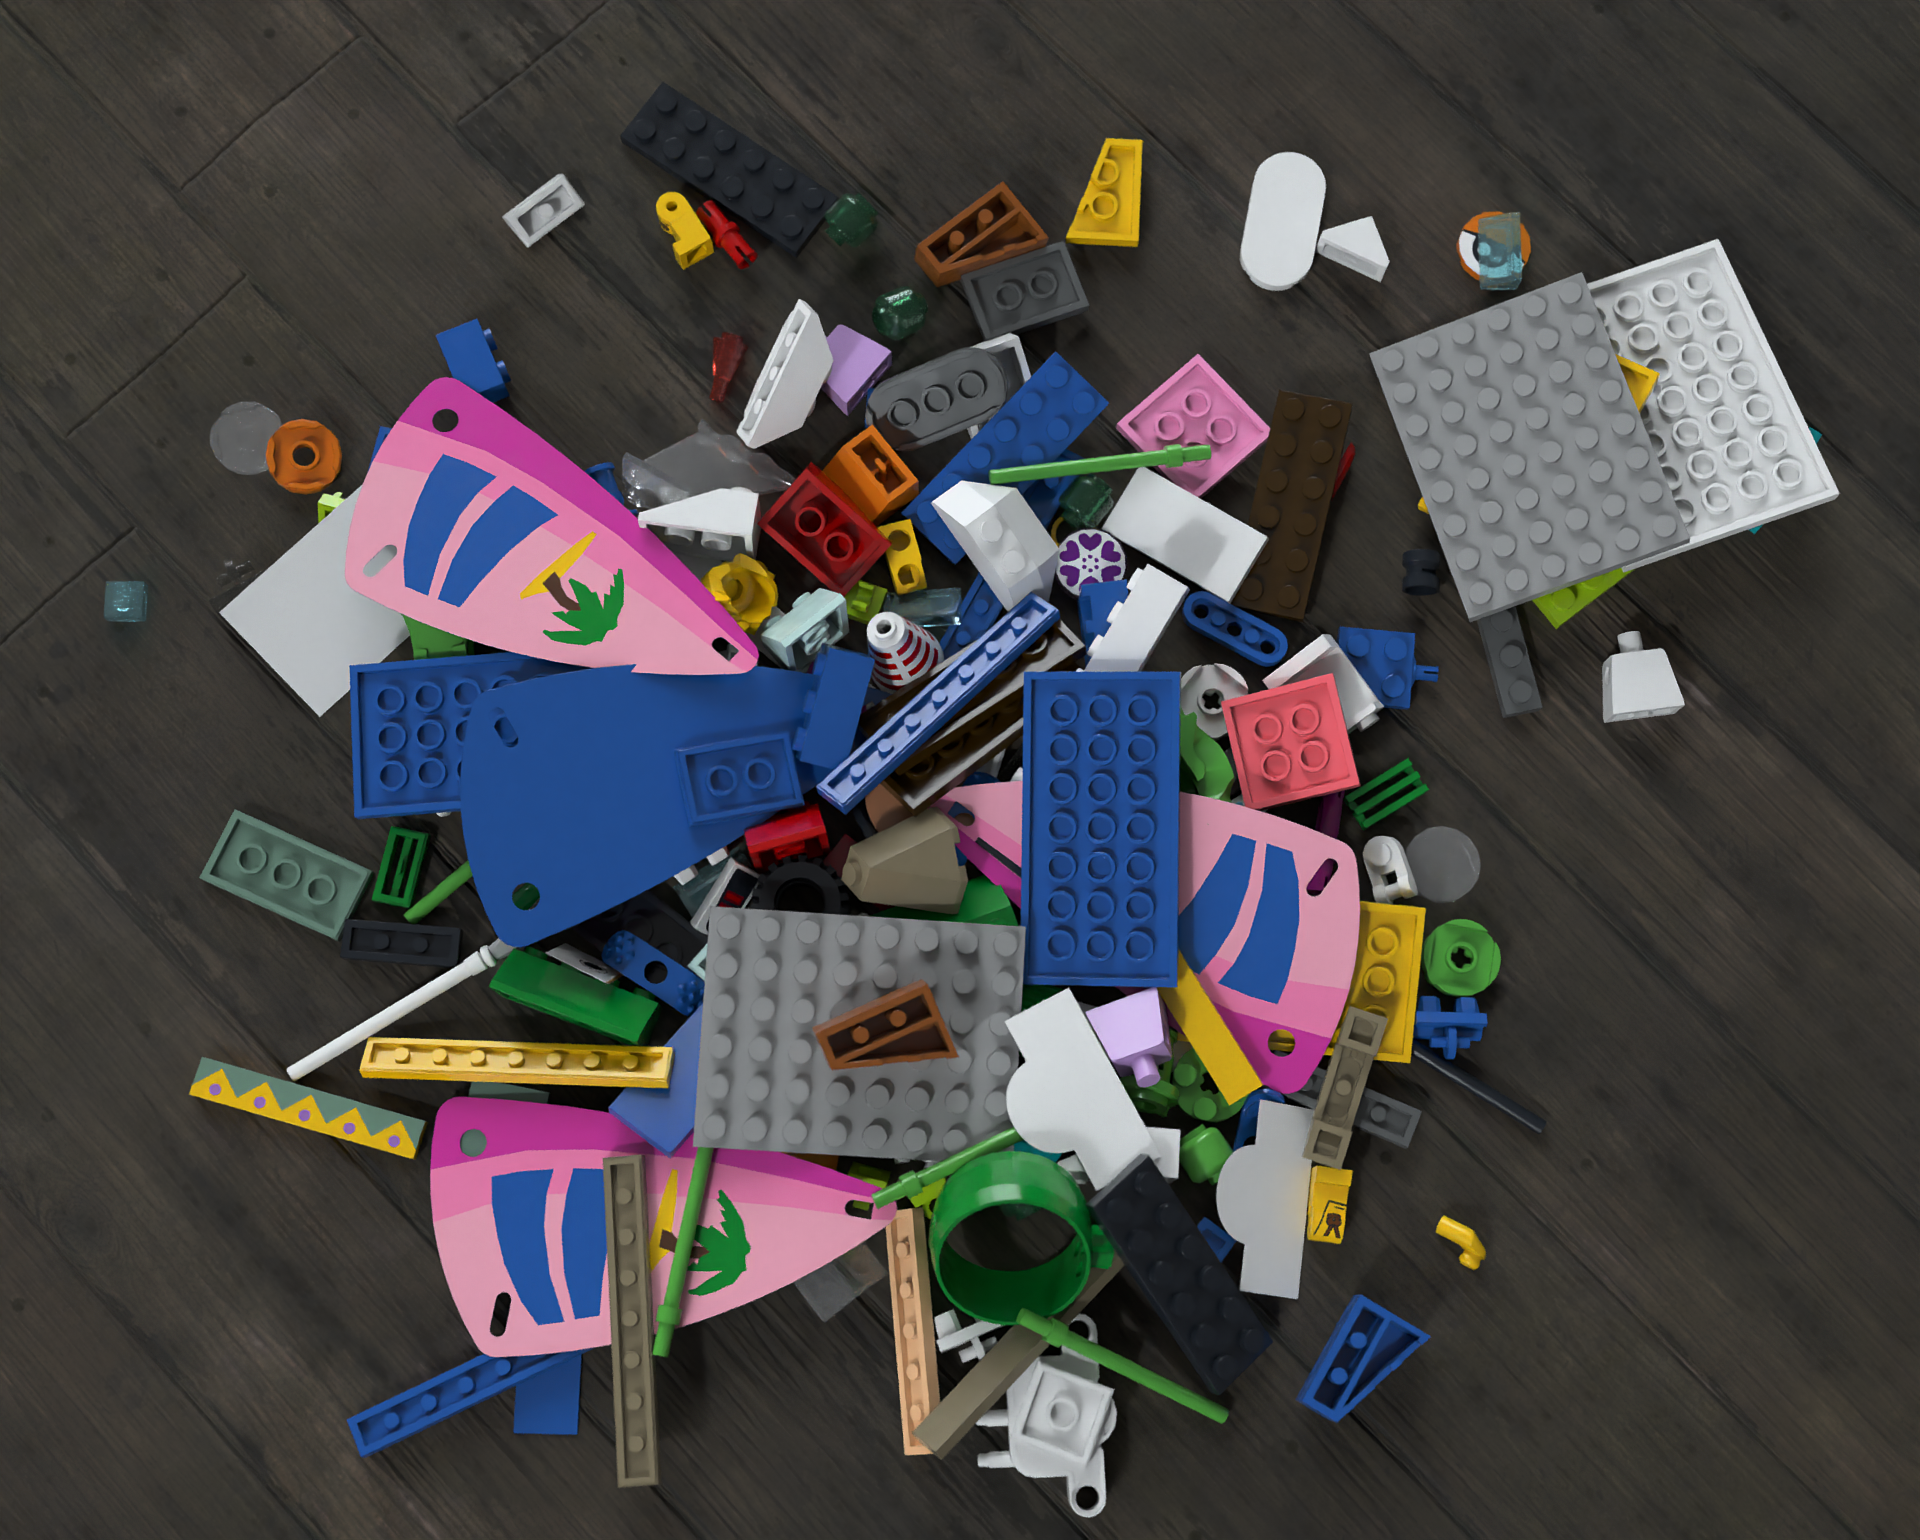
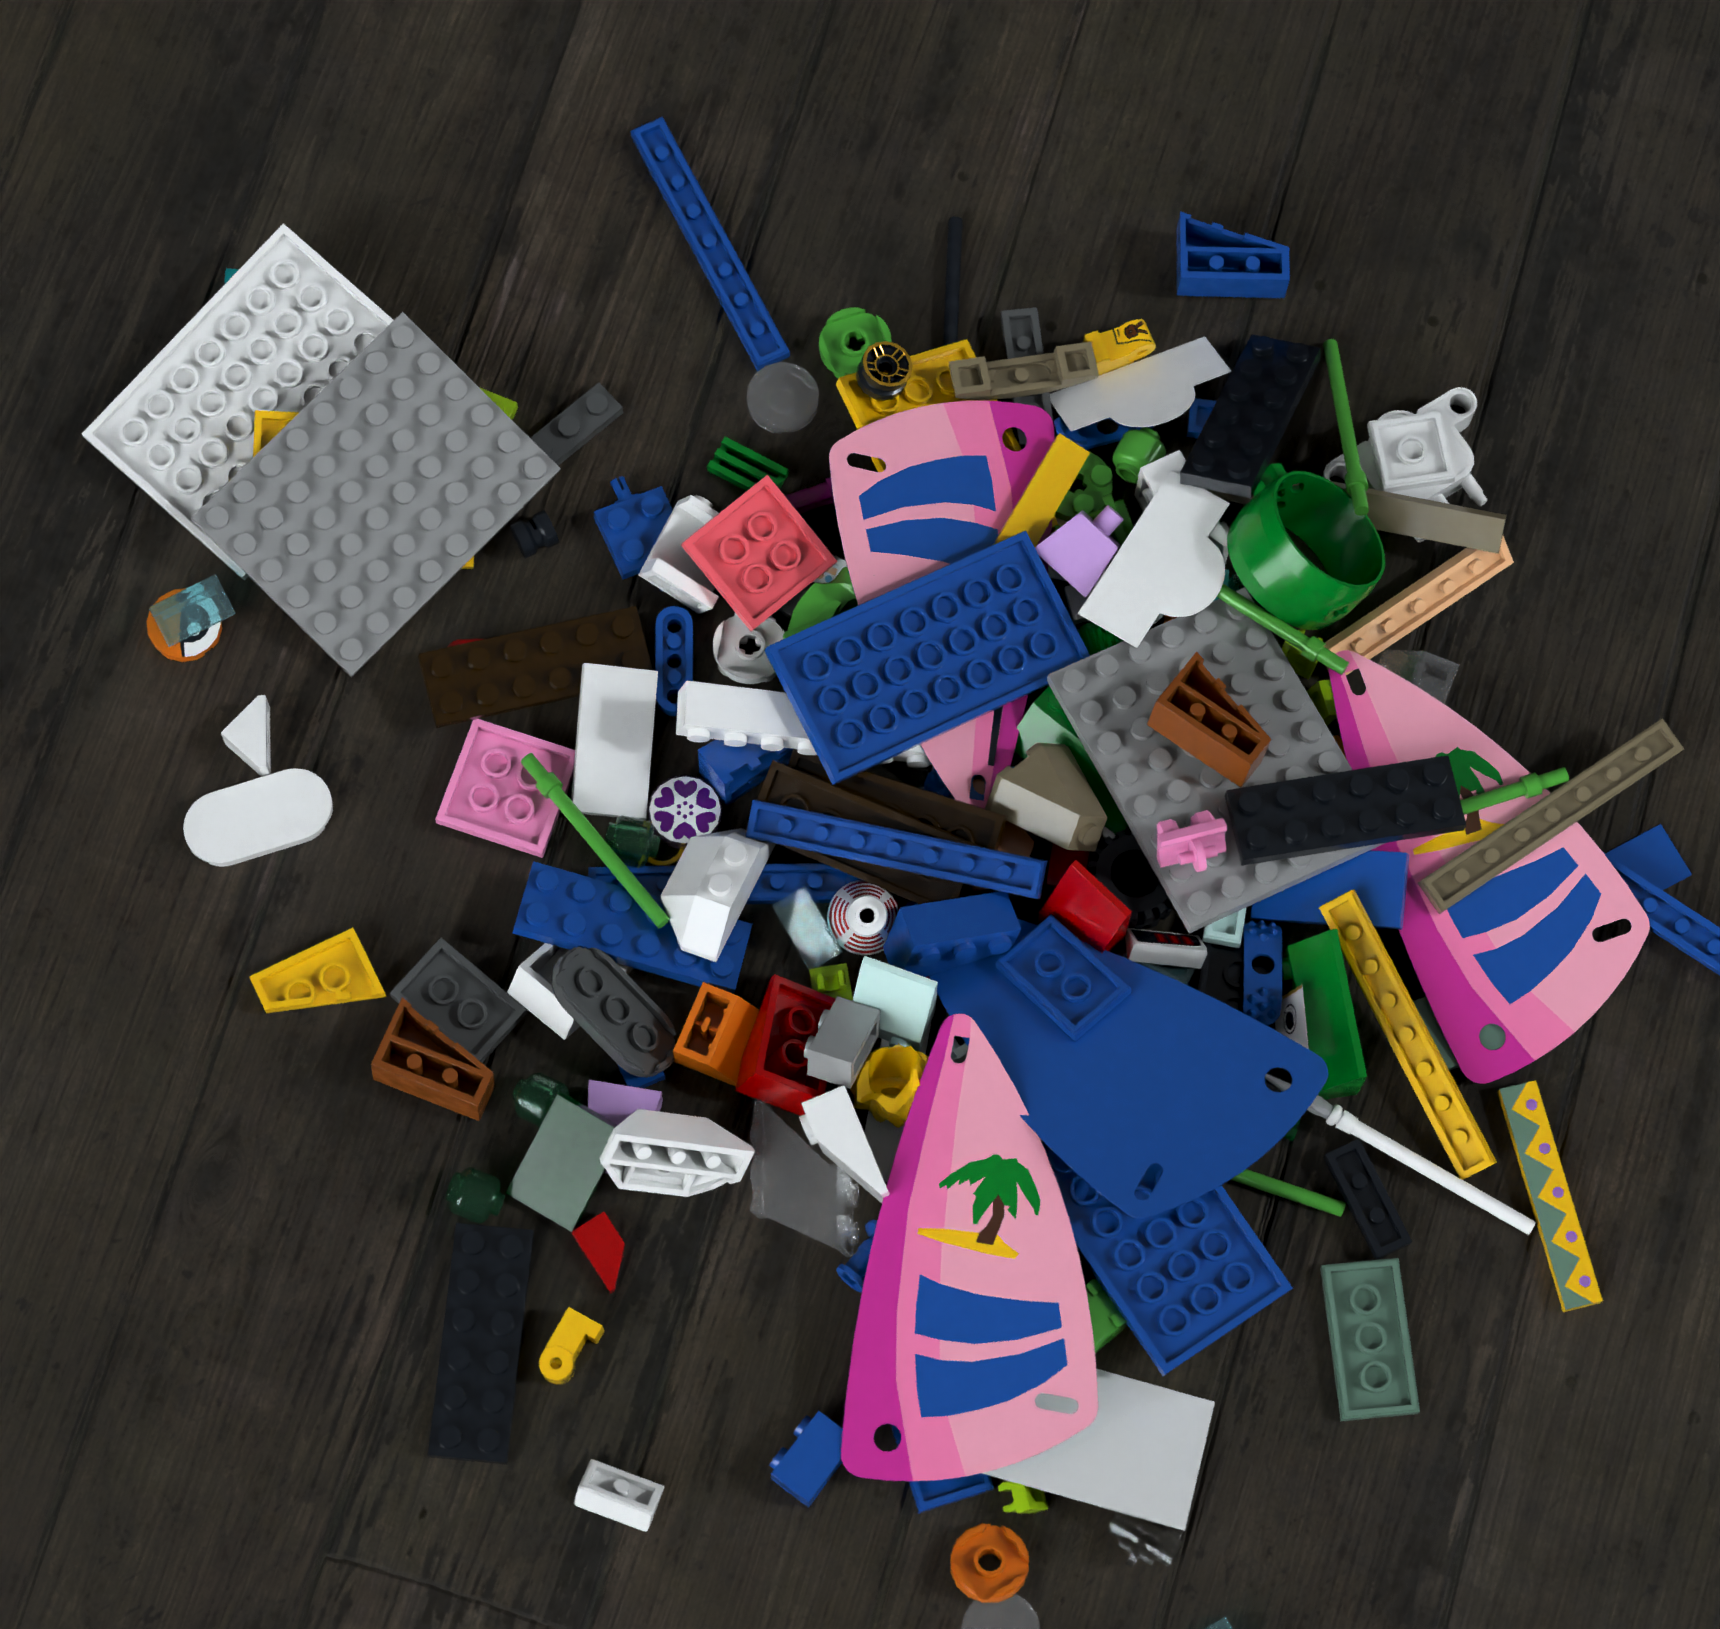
camera: 120 degrees left, 5 degrees down
(415, 872) = (1334, 1234): green tile -> none
(726, 235) = (551, 1303): red pin -> none
(727, 356) = (670, 1233): clear red cone -> none
(736, 1114) = (1345, 810): none -> black plate
(749, 299) = (602, 1248): none -> red tile
(778, 944) = (1193, 843): none -> bright pink hips
(794, 561) = (842, 1042): none -> light grey brick
(837, 295) = (563, 1162): none -> tile
(904, 557) = (781, 958): yellow leg -> none
(953, 1335) = (1398, 564): white hips -> none
(1382, 857) = (804, 442): white plate -> none
(1424, 959) = (877, 359): none -> black wheel
(1449, 1029) = (906, 314): blue hips -> none
(1466, 1238) = (1080, 234): yellow arm -> none
(1635, 884) = (710, 244): none -> blue tile
(1638, 682) = (534, 317): white torso -> none

